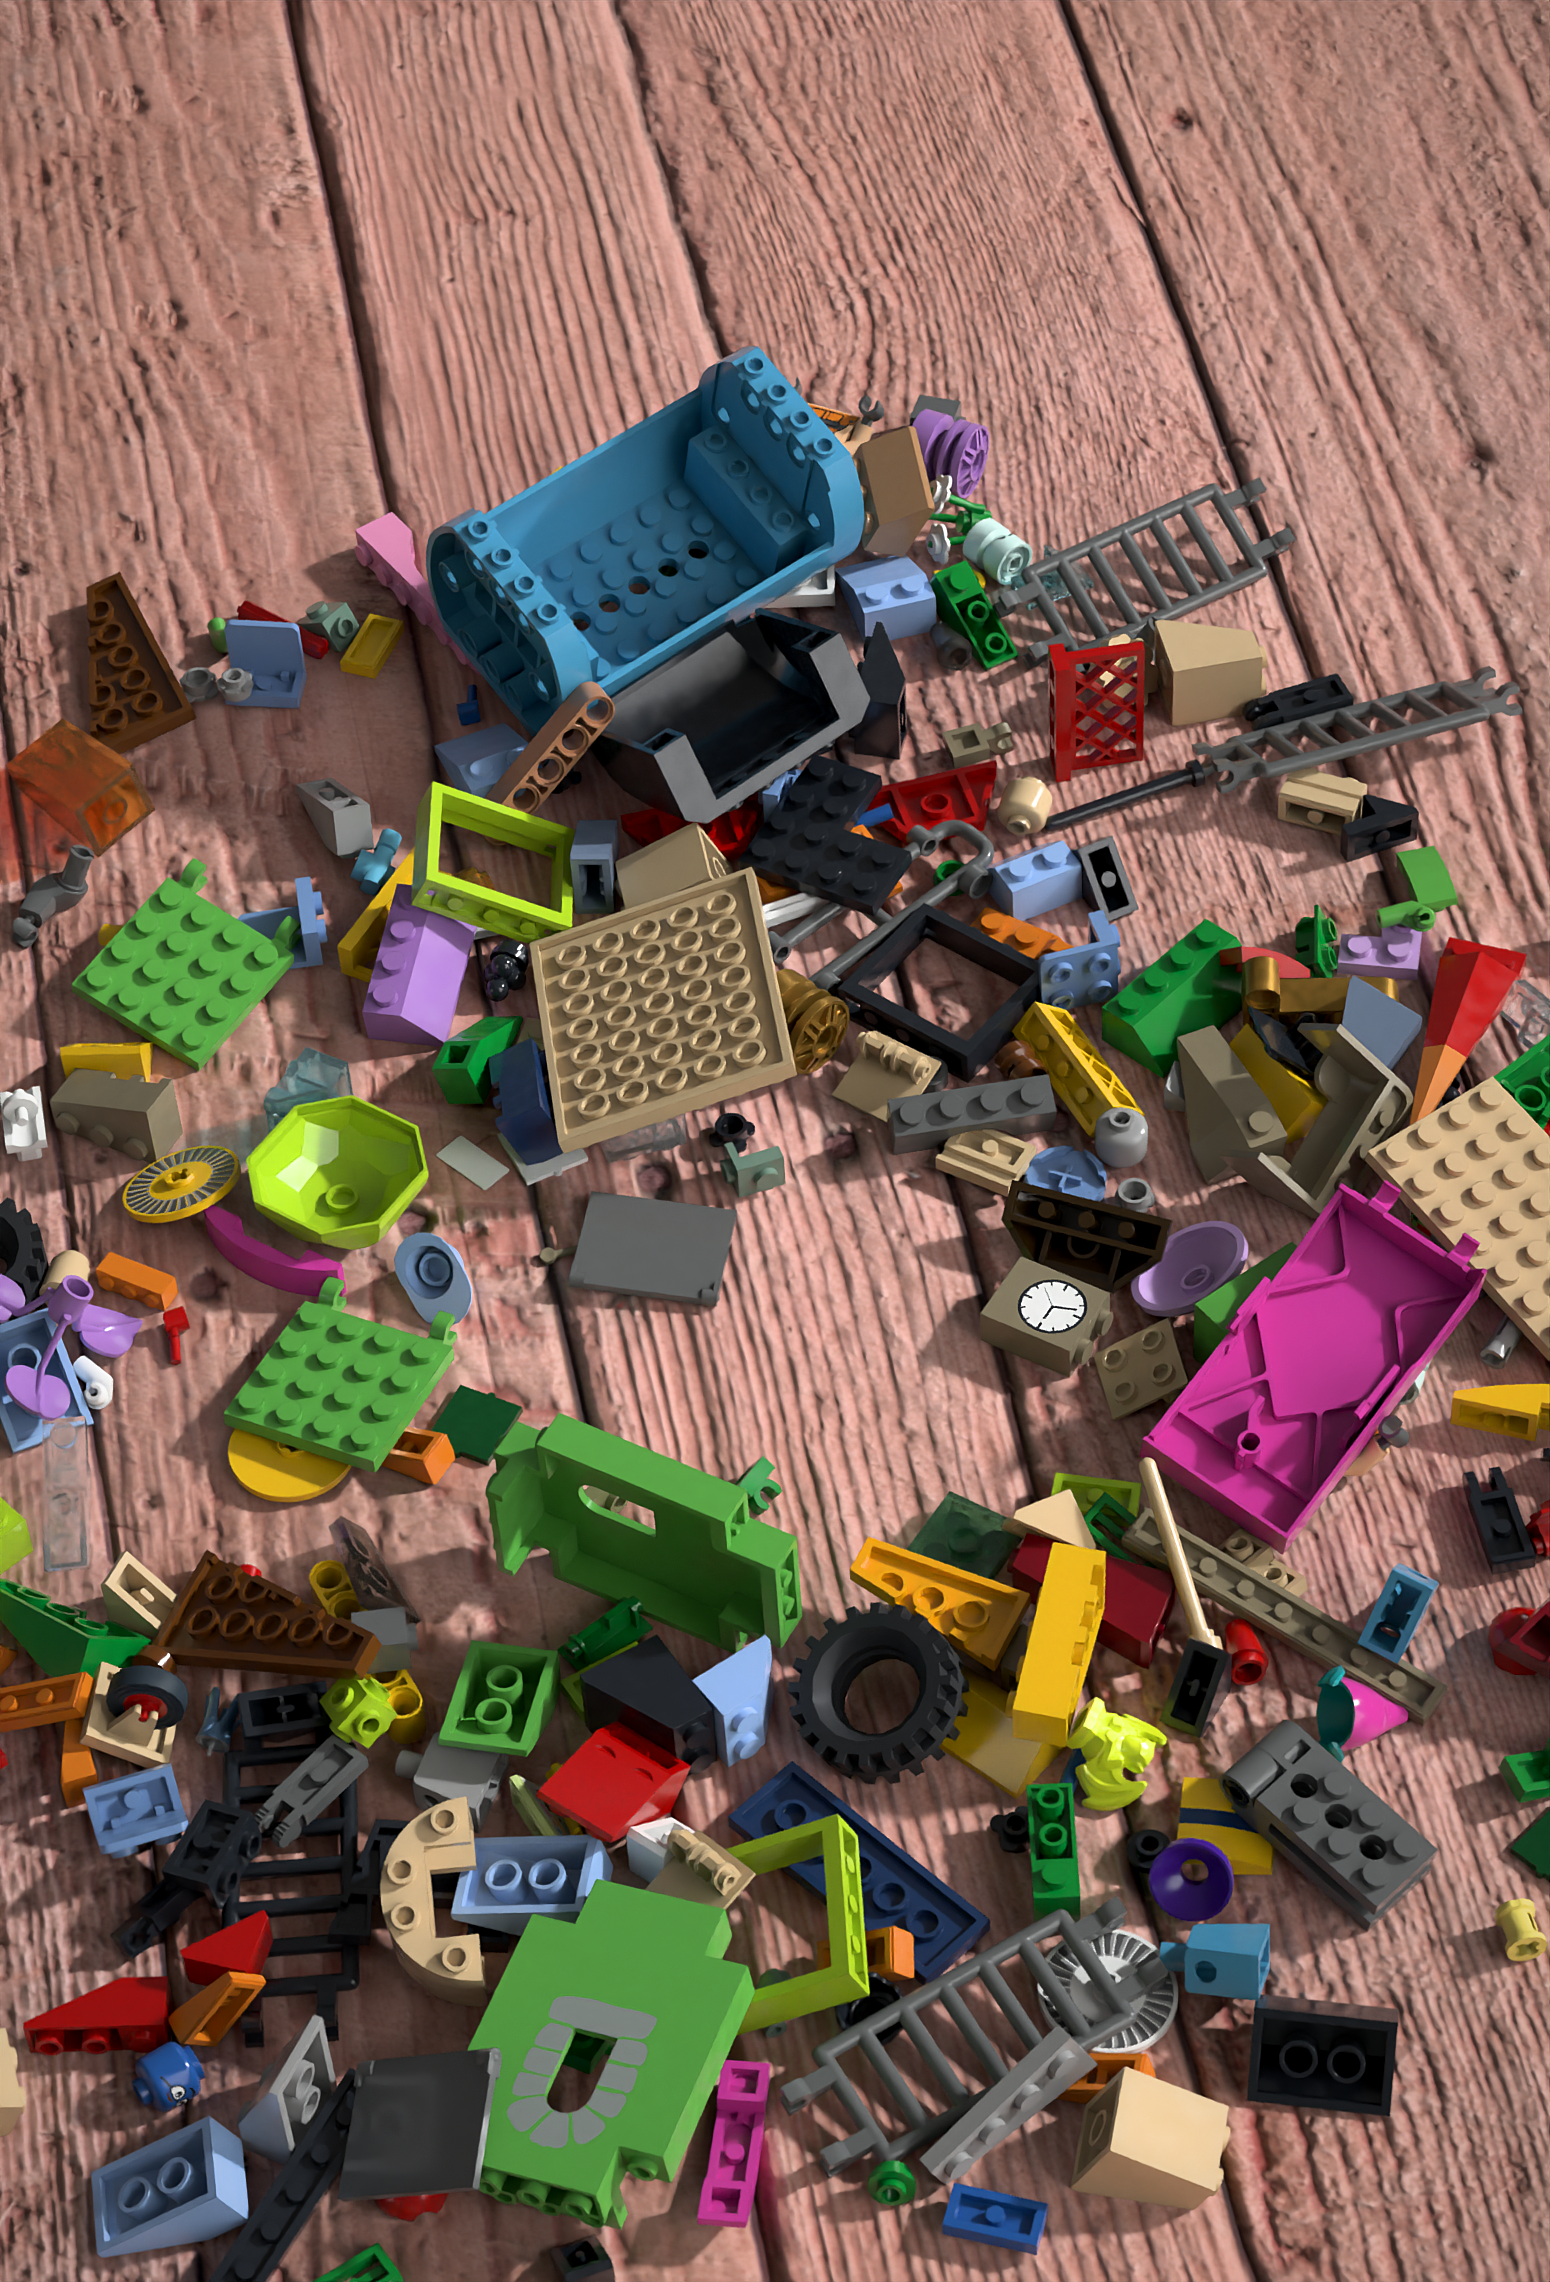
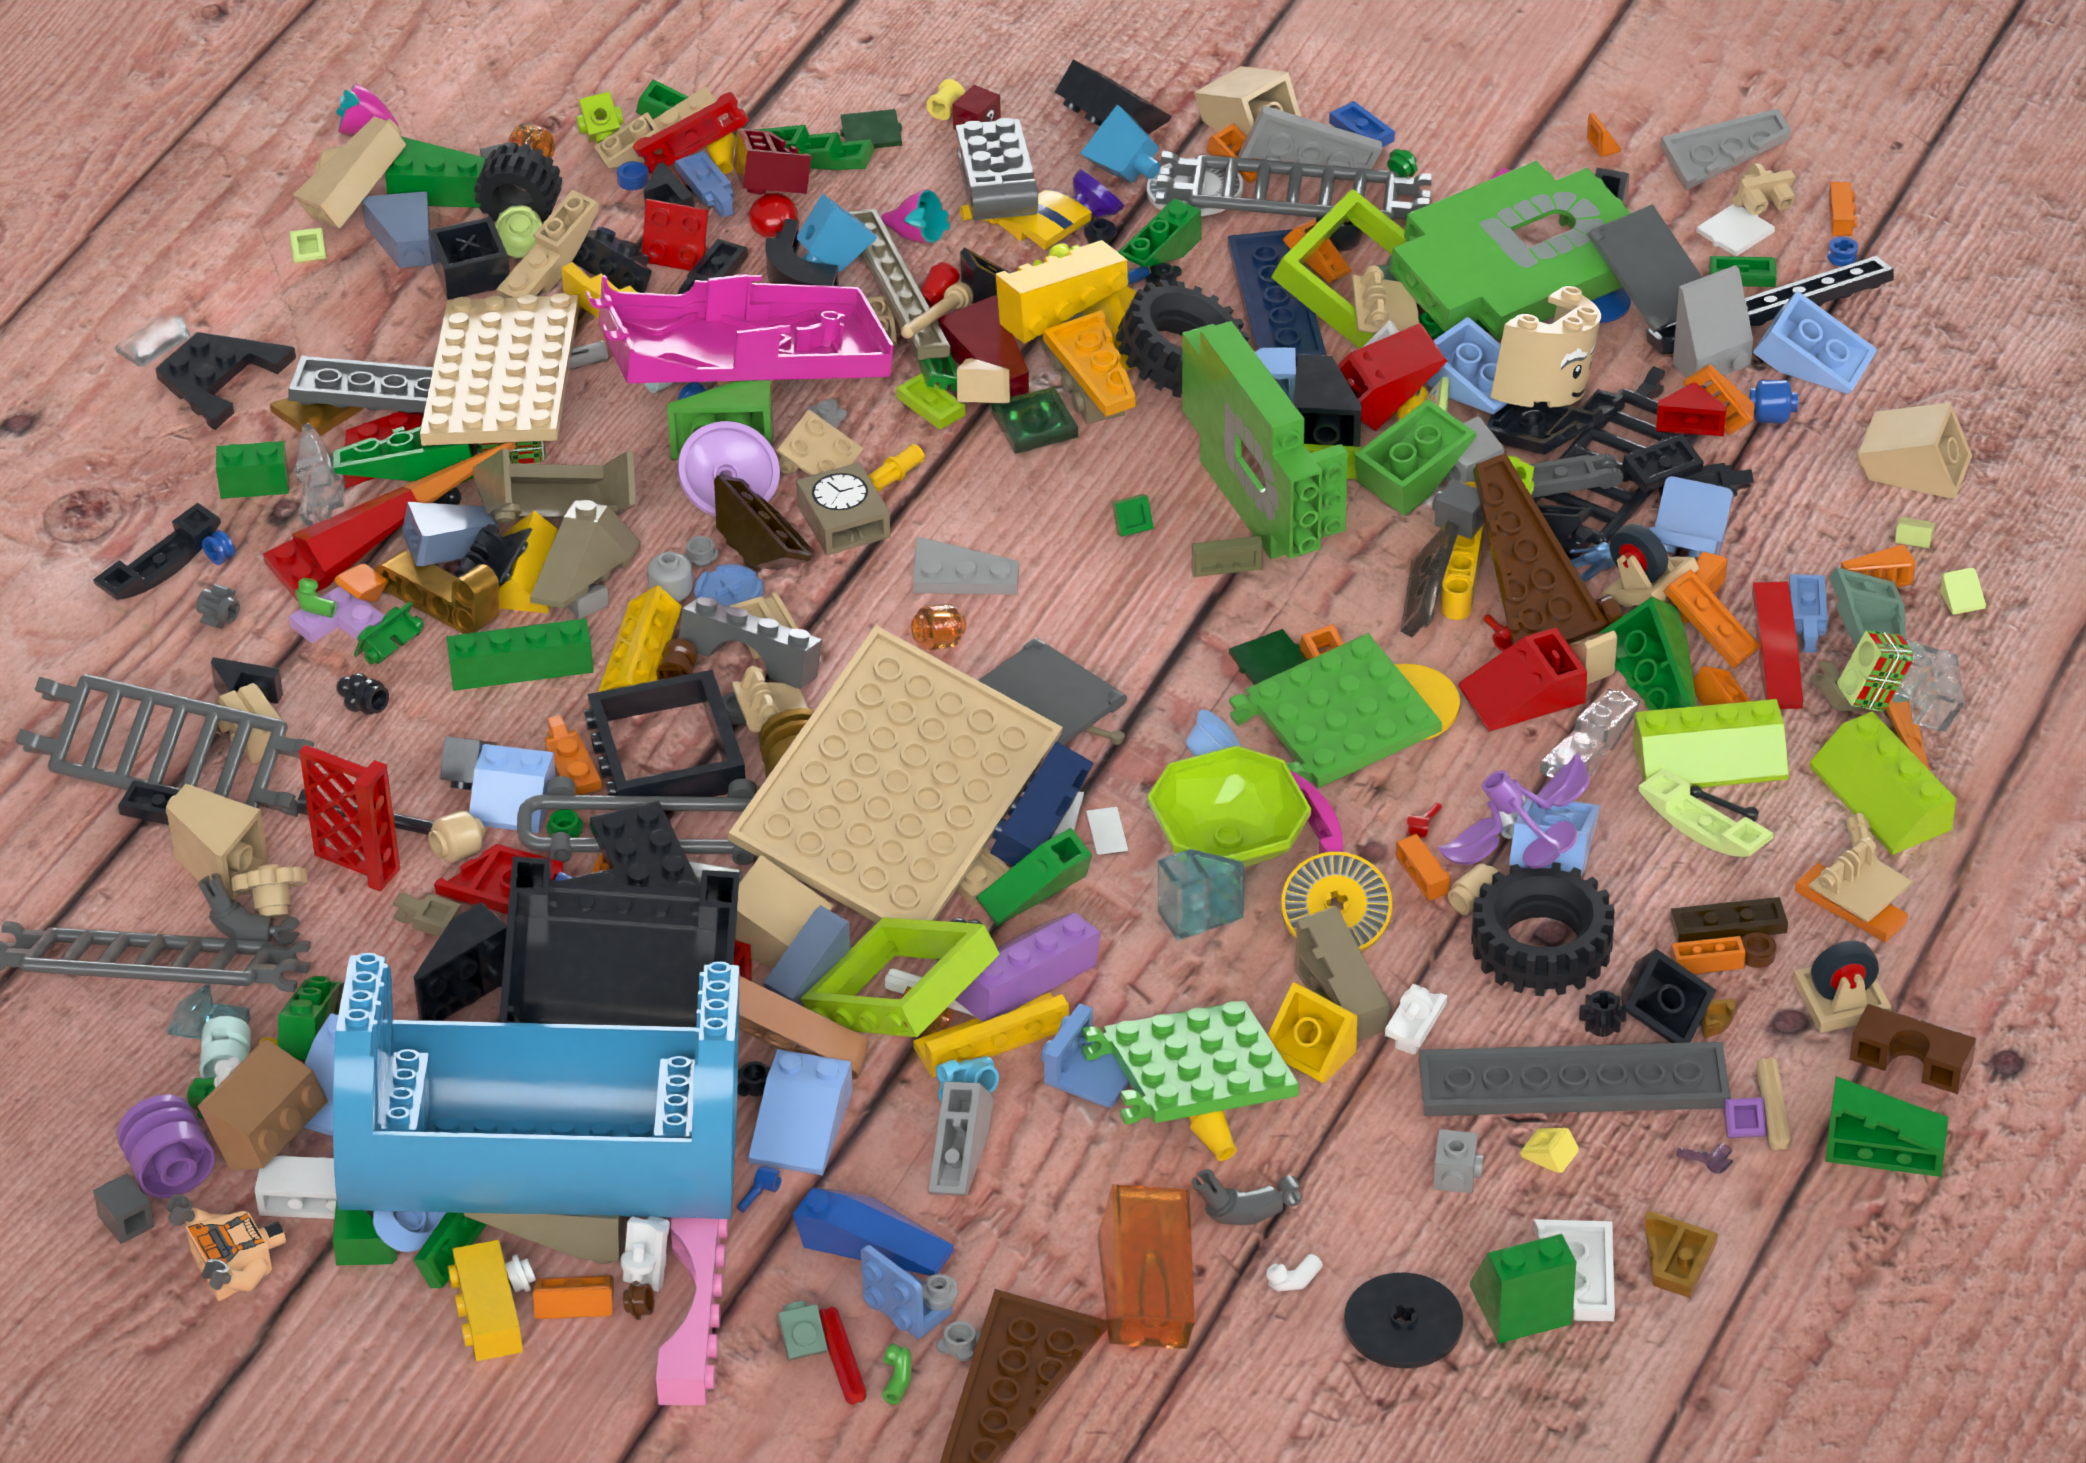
camera: 145 degrees left, 5 degrees down
(114, 2017) = (1788, 444): red slope -> none
(175, 1522) = (1527, 681): none -> red slope
(350, 698) = (848, 1221): none -> blue wedge
(372, 646) = (767, 1300): yellow tile -> none
(817, 1244) = (938, 626): none -> clear orange head
(872, 1329) = (960, 570): none -> light grey wing
(1048, 1402) = (896, 467): none -> yellow axle
(1084, 972) = (562, 677): medium blue bracket -> none
(1267, 883) = (363, 694): none -> black piece
(1288, 967) = (447, 618): slope -> none
(1367, 1560) = (788, 268): none -> black arch
(1394, 962) = (362, 582): none -> orange slope
(1427, 878) = (256, 632): bright green slope -> none
(1462, 1929) = (976, 105): none -> dark red brick
(1491, 875) = (218, 606): none -> dark grey gear

